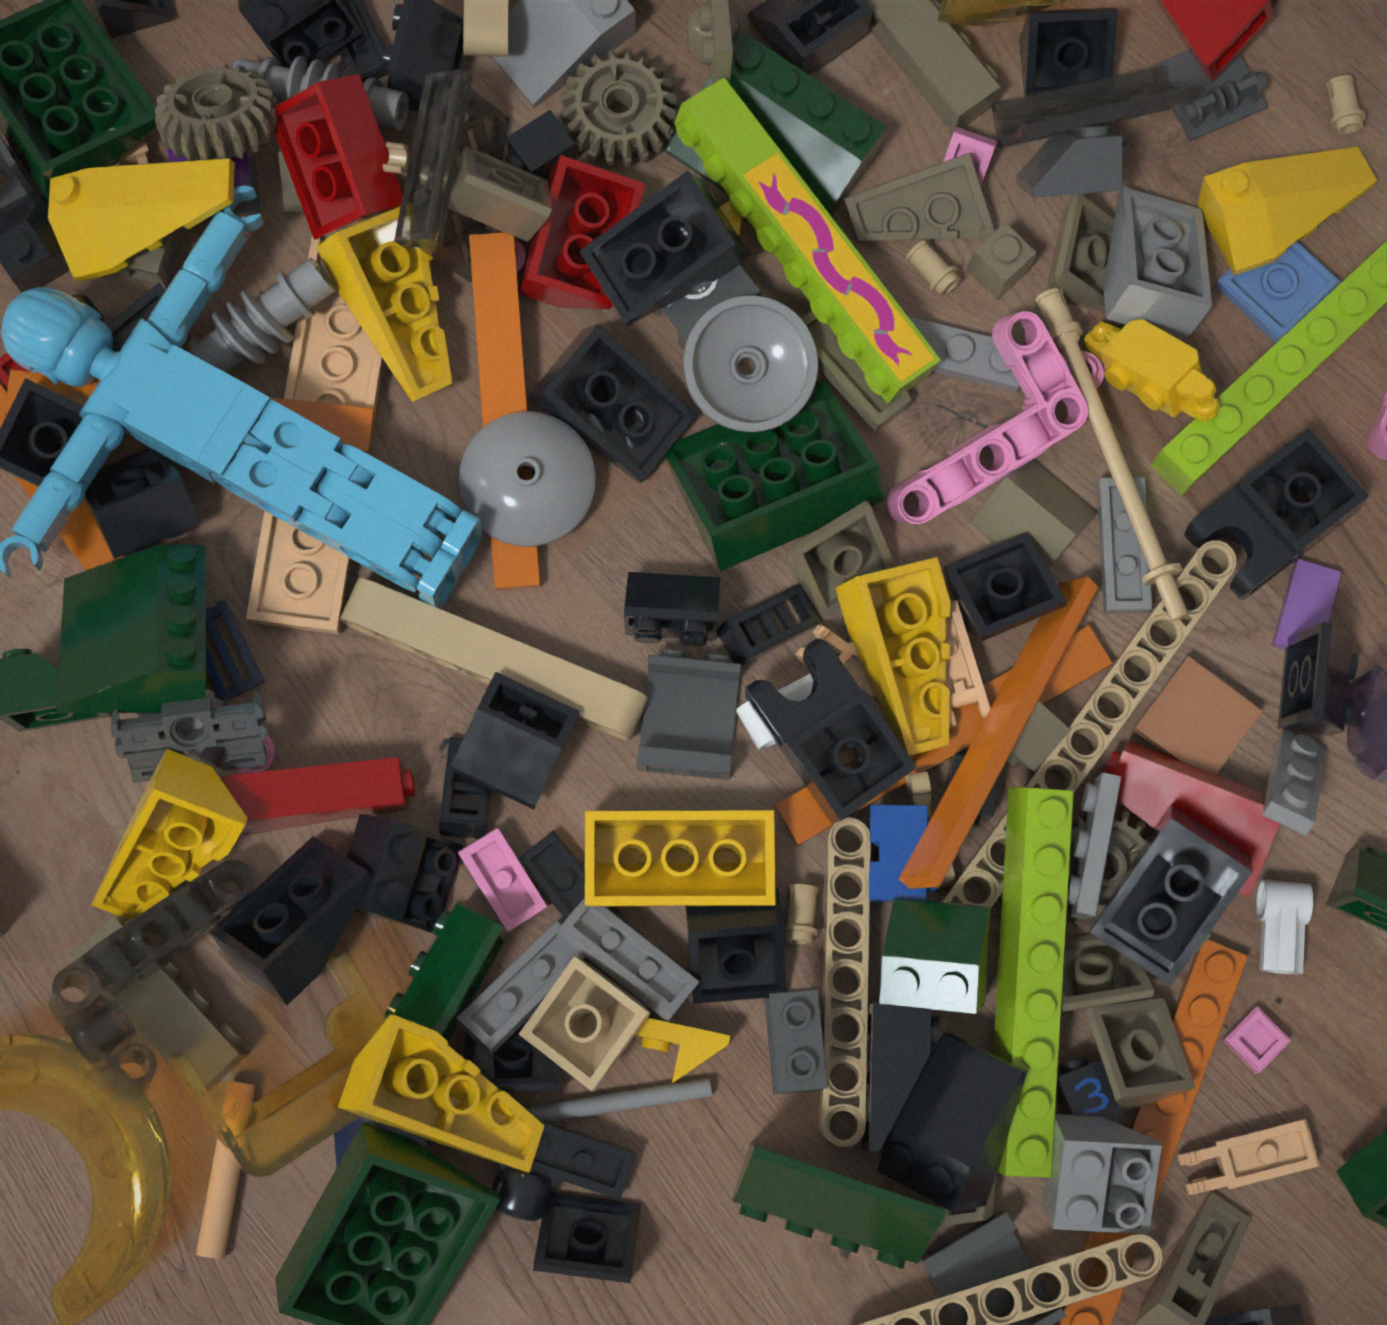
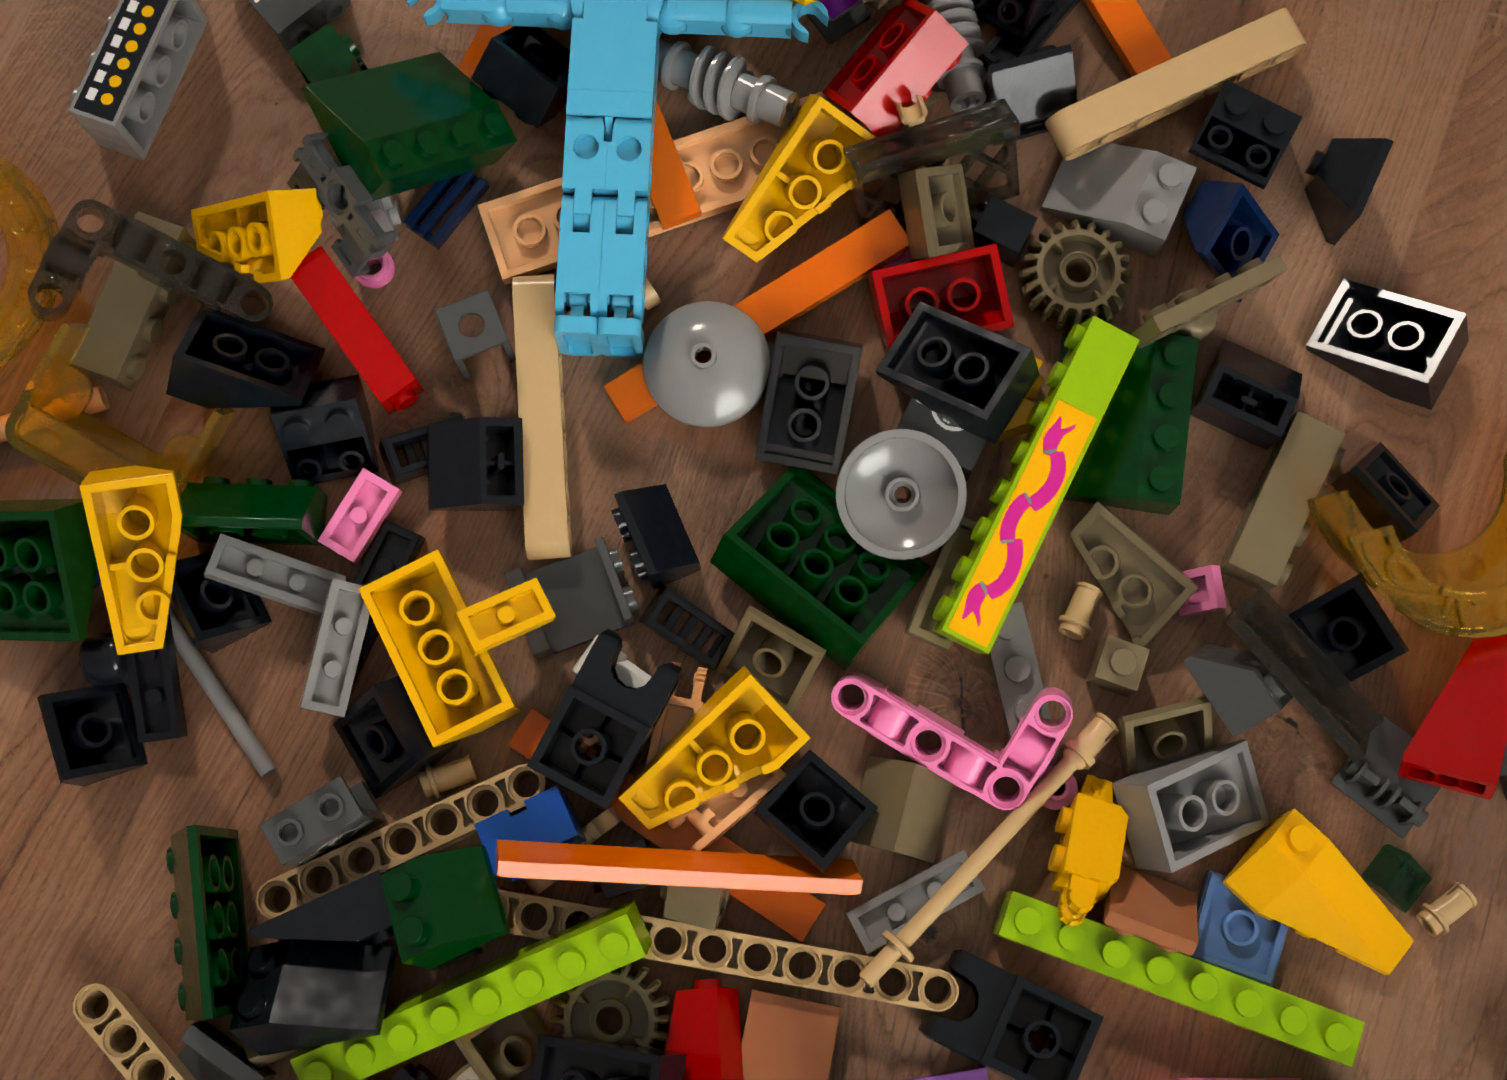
camera: 70 degrees right, 0 degrees up
(382, 700) = (491, 336): none -> dark grey piece
(585, 1022) = (263, 639): tan slope -> none
(686, 776) = (504, 616): none -> yellow plate
(694, 1043) = (295, 738): yellow slope -> none
(1092, 845) = (613, 998): light grey plate -> none
(1237, 340) = (1153, 911): none -> nougat tile
(1297, 130) = (1396, 877): none -> clear green slope

